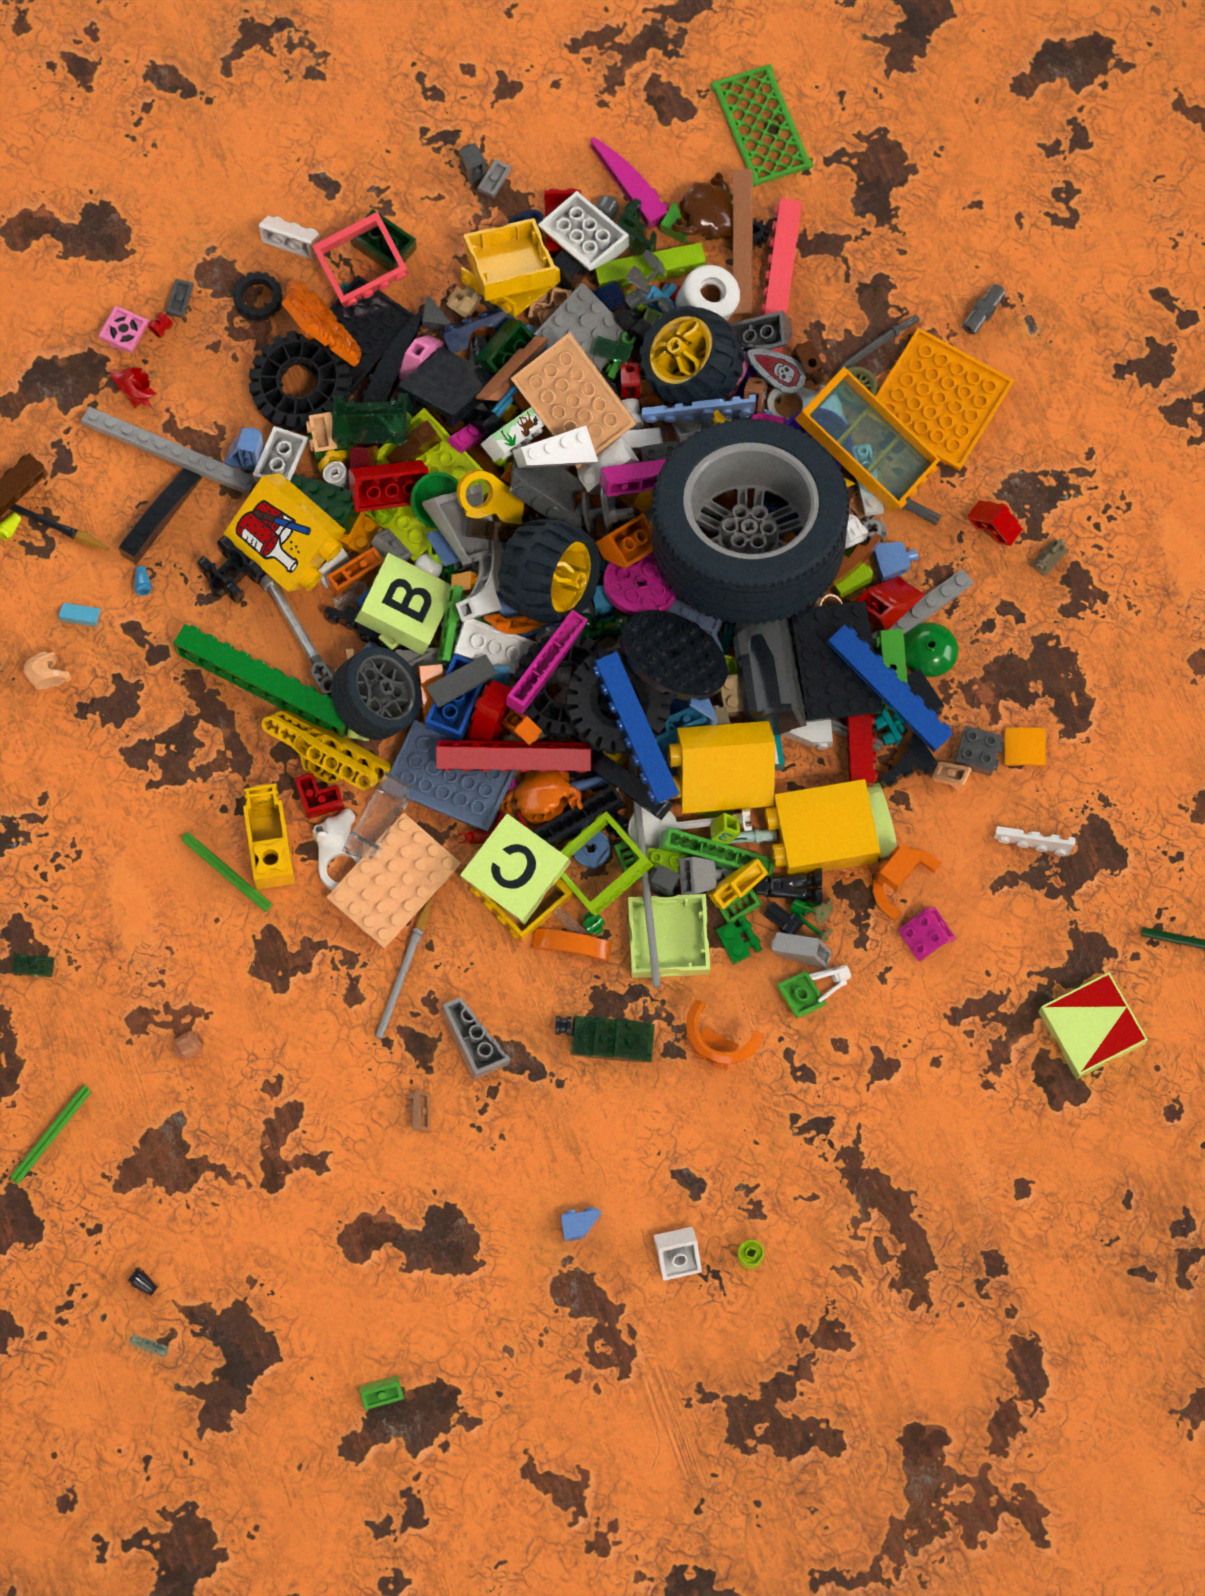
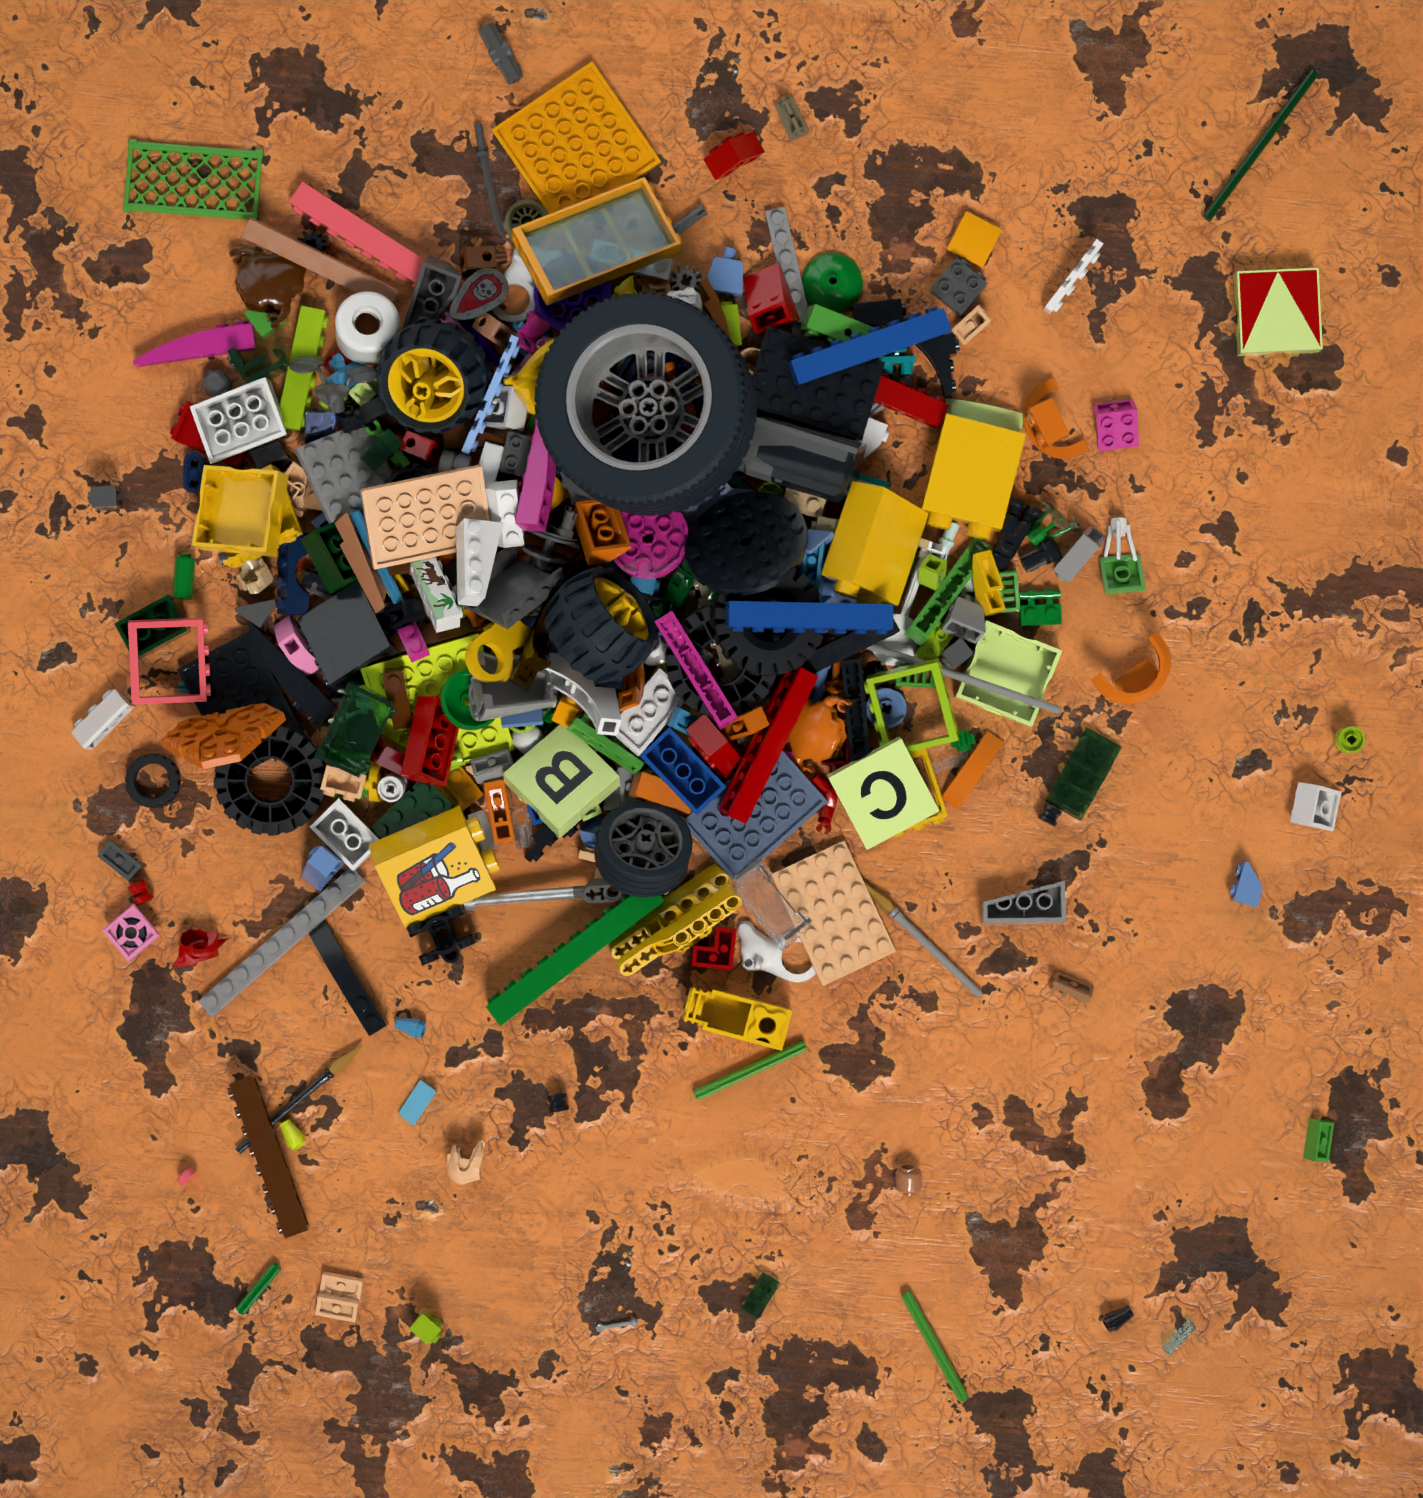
camera: 65 degrees left, 15 degrees up
(129, 725) = (558, 1102): none -> black wheel
(436, 249) = (184, 577): none -> green brick
(461, 680) = (672, 761): dark grey piece -> none
(494, 178) = (130, 482): light grey plate -> none

